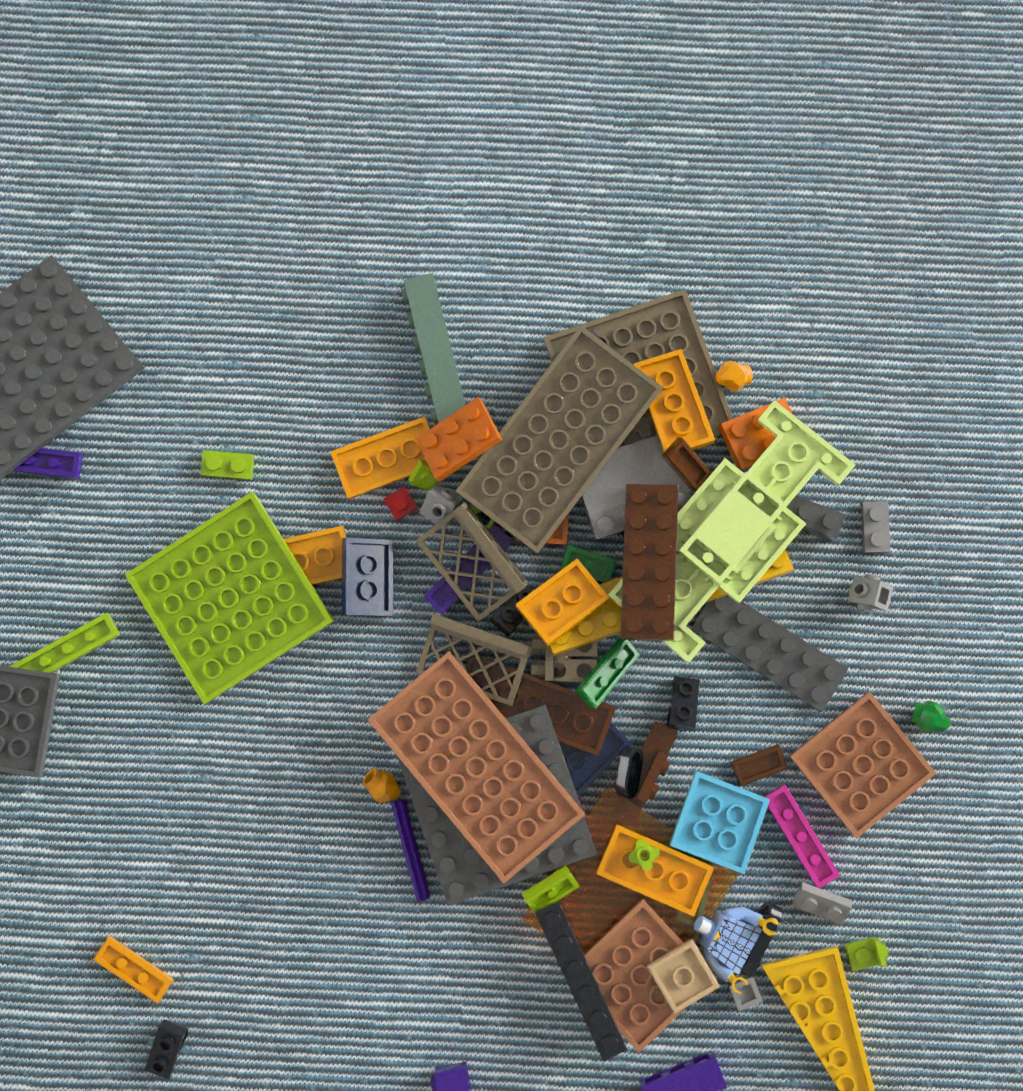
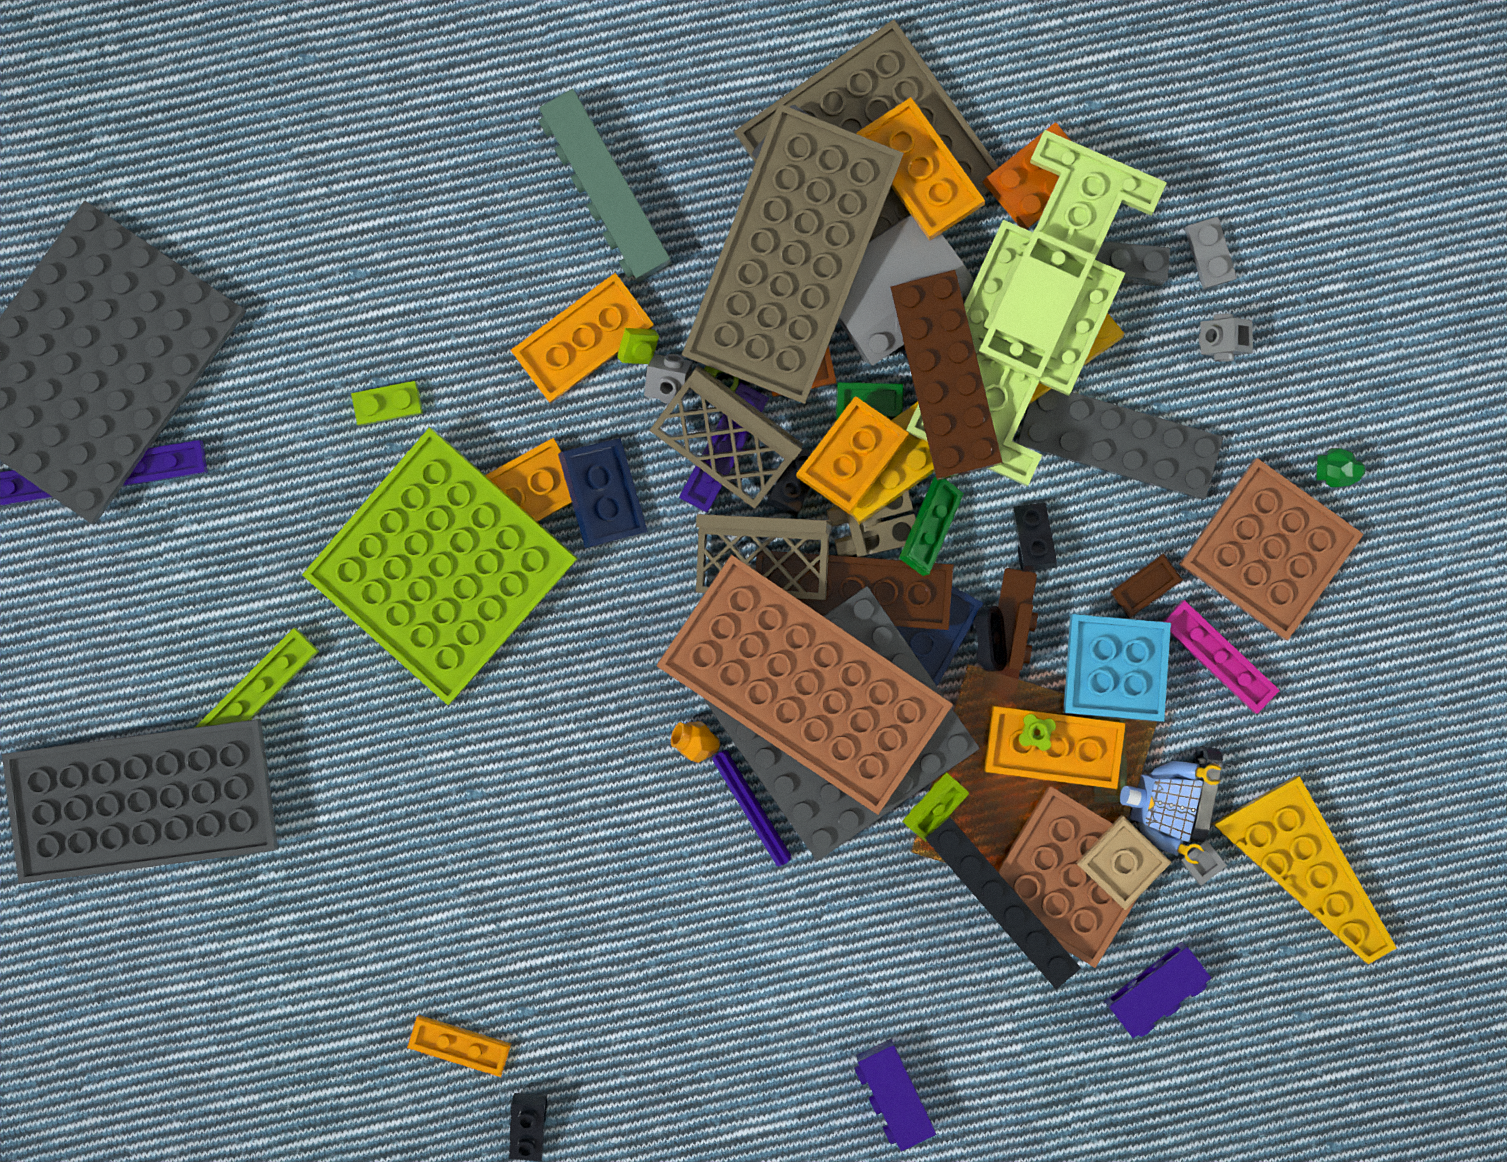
camera: 20 degrees left, 5 degrees up
(400, 503) = (616, 390): red plate -> none
(458, 439) = (667, 289): orange plate -> none
(686, 464) = (958, 240): reddish brown tile -> none
(734, 375) = (985, 112): light orange rock -> none
(822, 903) = (1266, 729): light grey plate -> none
(866, 953) = (1335, 774): lime bracket -> none

